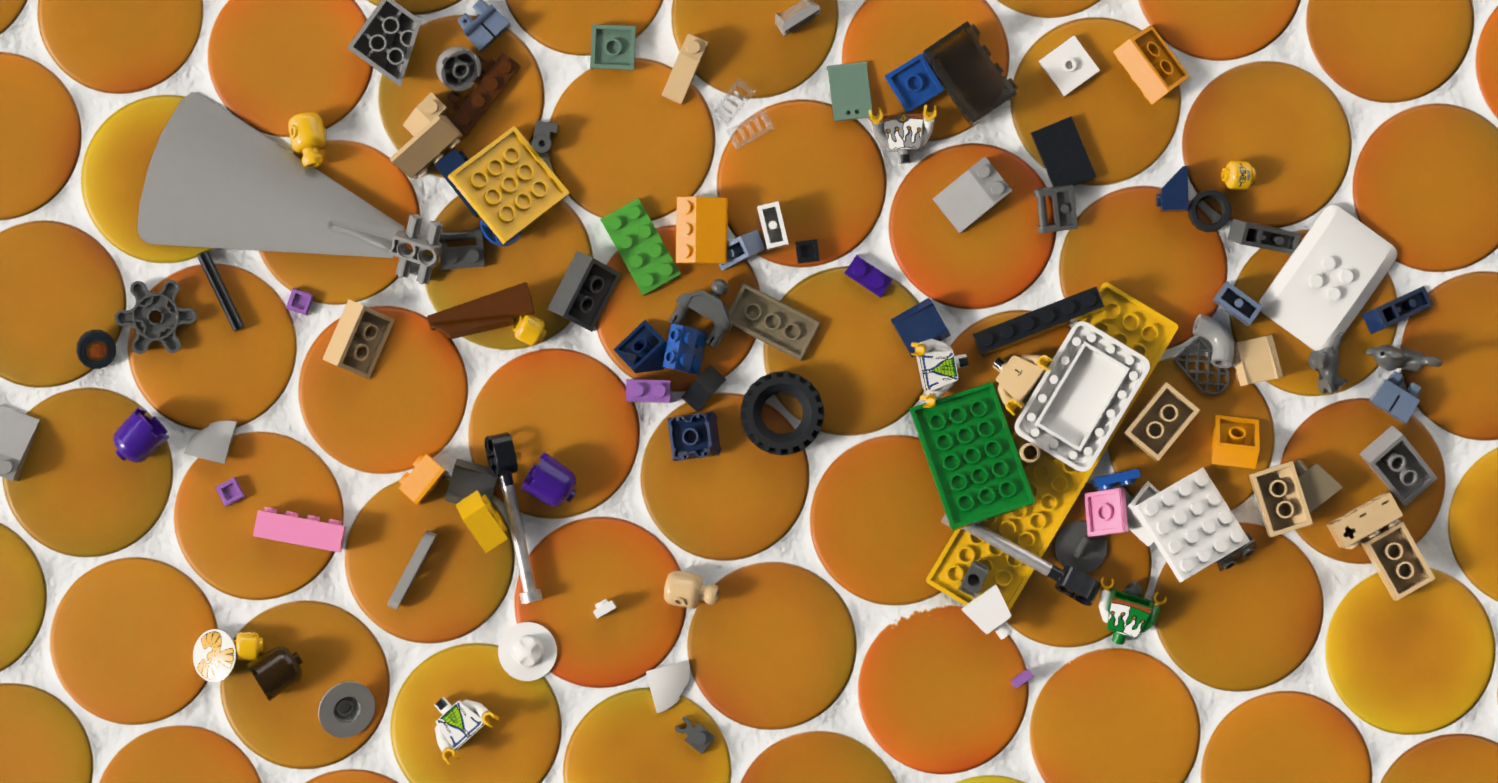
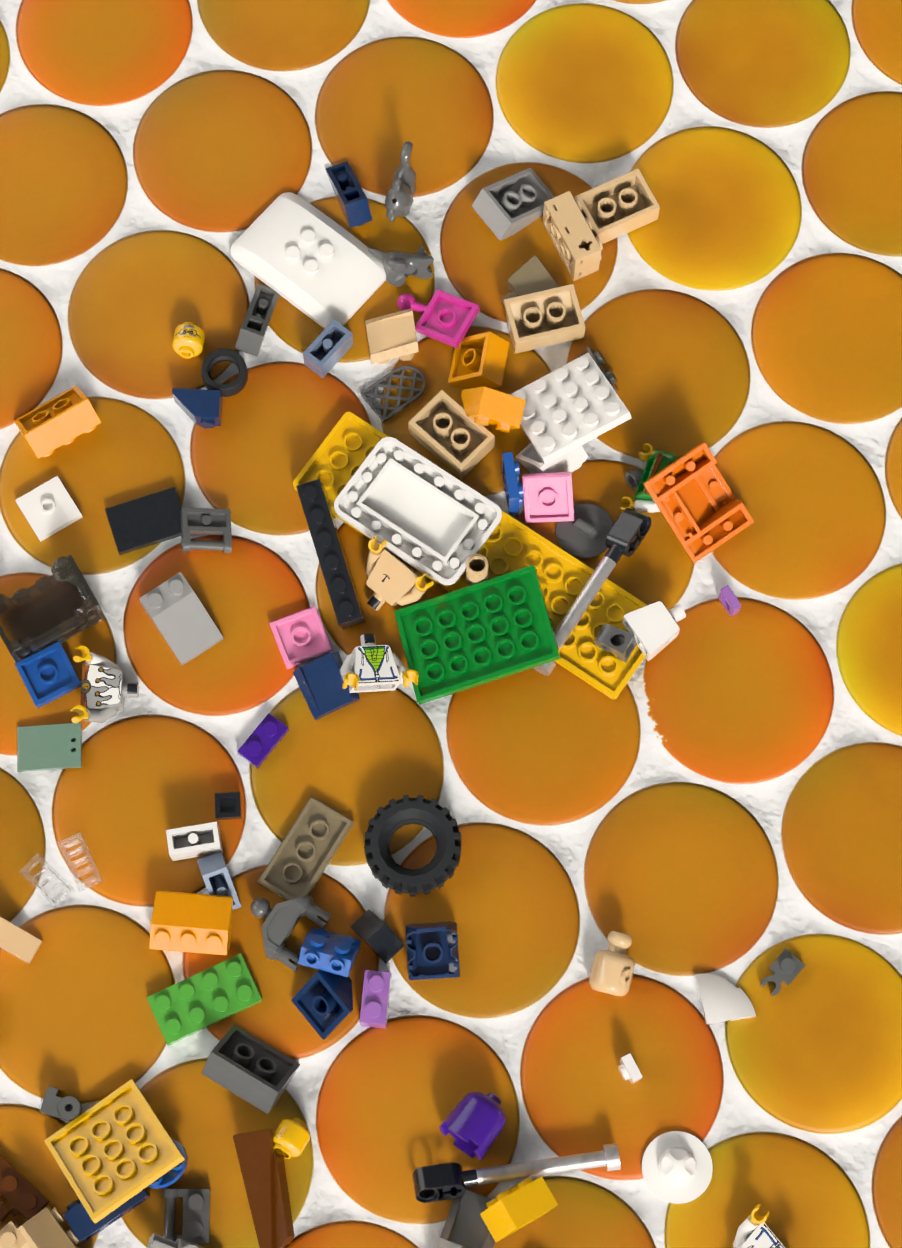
camera: 90 degrees left, 15 degrees down
(964, 301) = (301, 637): none -> bright pink tile
(1107, 647) = (698, 503): none -> orange slope
(1184, 457) = (493, 408): none -> light orange slope
(1219, 338) = (364, 371): light grey cylinder -> none
(1276, 406) = (445, 317): none -> dark pink plate
(1389, 391) = (444, 202): sand blue hips -> none

